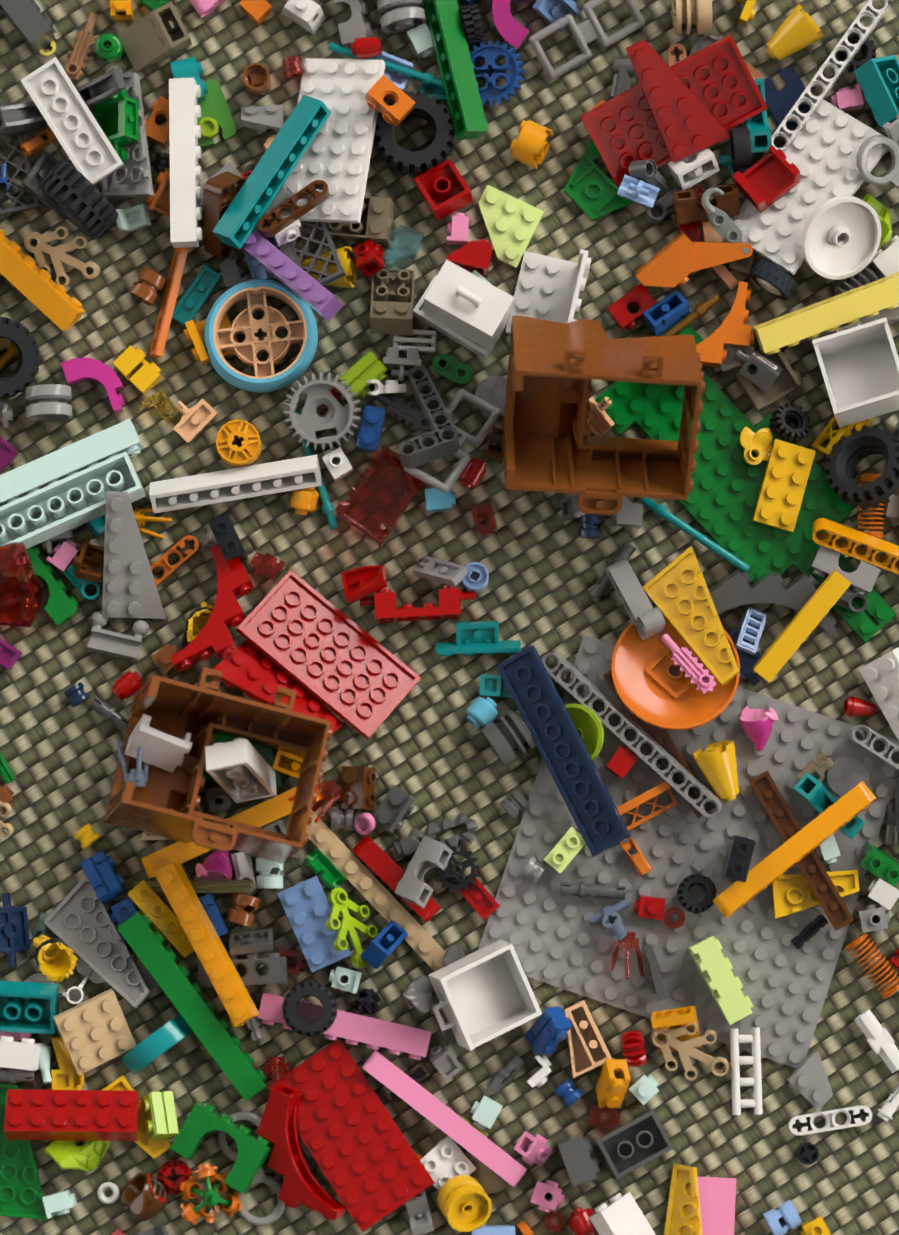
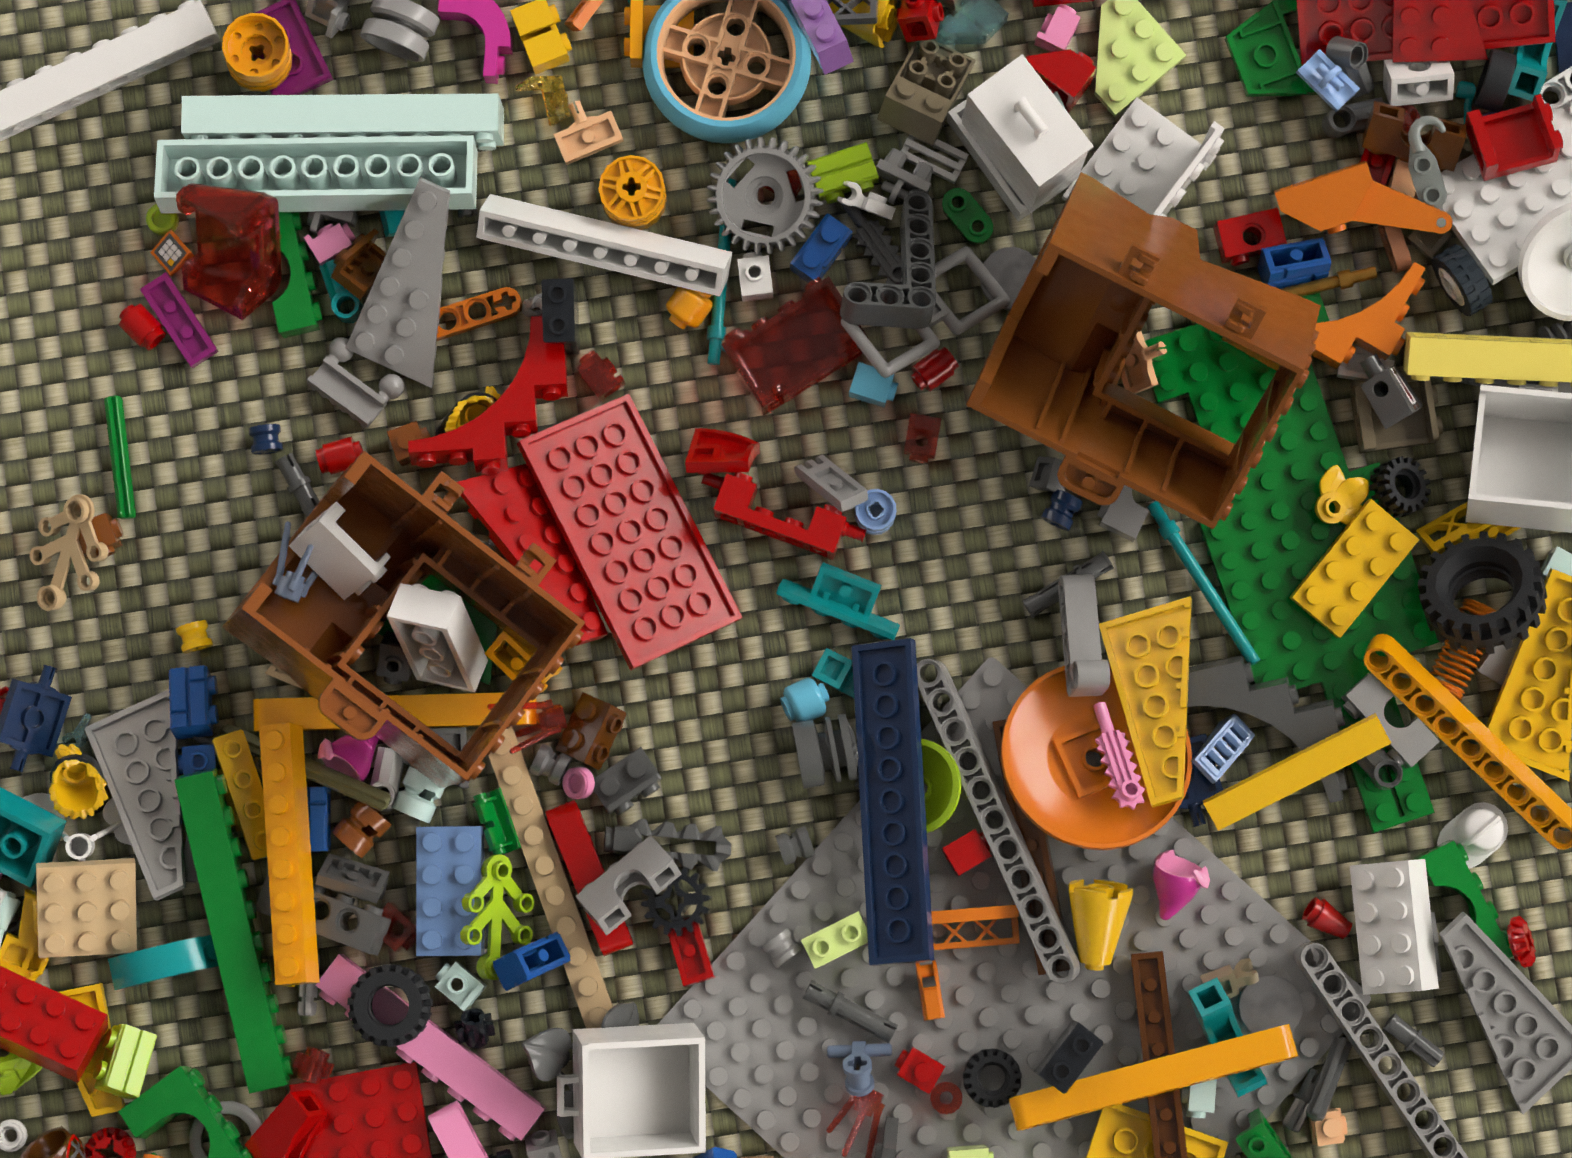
camera: 25 degrees right, 0 degrees up
(141, 518) = (455, 238): light orange plant -> none
(494, 446) = (977, 345): reddish brown slope -> none

